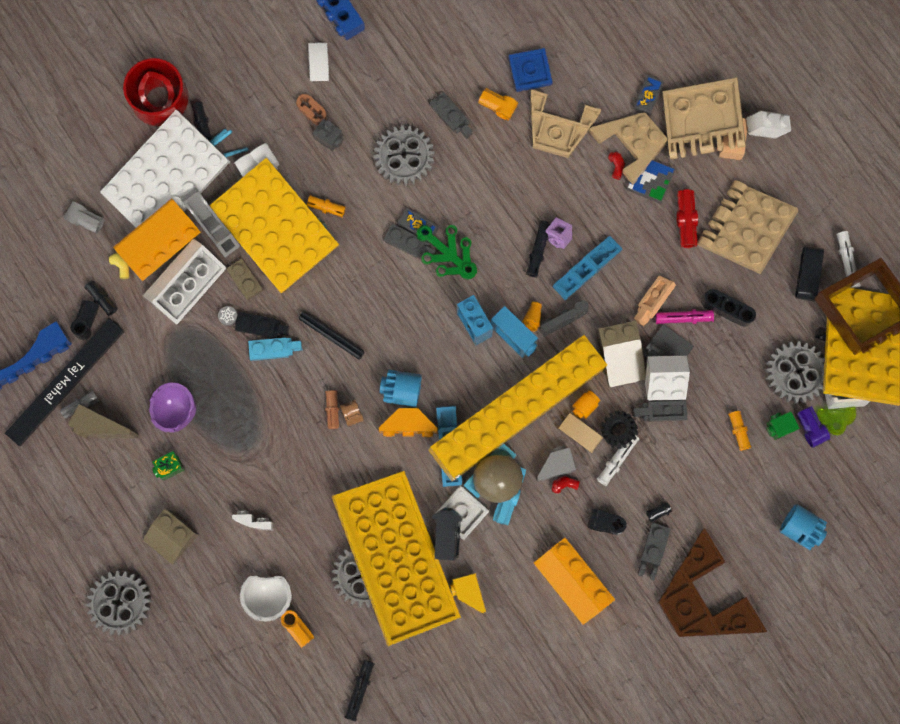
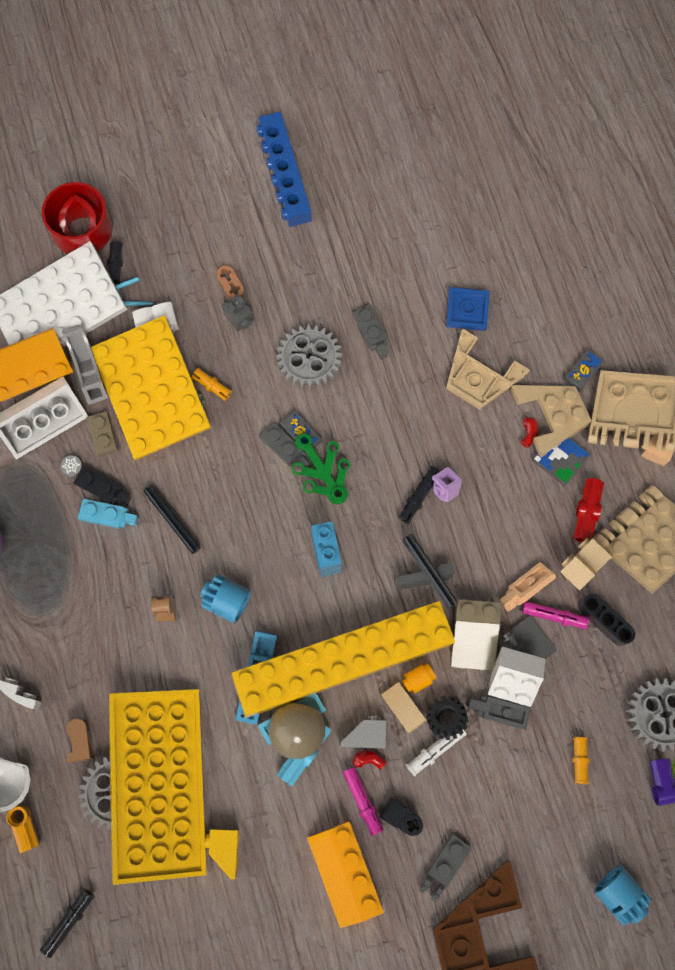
camera: 15 degrees right, 5 degrees down
(316, 537) = (81, 741): none -> medium nougat leg
(318, 62) = (252, 238): white slope -> none
(332, 409) = (145, 598): nougat axle -> none
(408, 422) = (221, 638): light orange slope -> none
(447, 534) = (220, 777): black piece -> none
(468, 508) = (246, 755): white tile -> none
(502, 106) = (427, 336): light orange piece -> none
(514, 332) = (365, 575): dark azure window -> none
(533, 316) = (389, 566): light orange cone -> none
(568, 312) = (430, 571): none -> black axle
(570, 519) = (365, 806): none -> dark pink pin
(587, 267) = (465, 530): dark azure slope -> none
(659, 511) = (464, 824): black pin -> none
(698, 264) = (583, 566): none -> tan brick
(781, 425) = (629, 769): green brick -> none

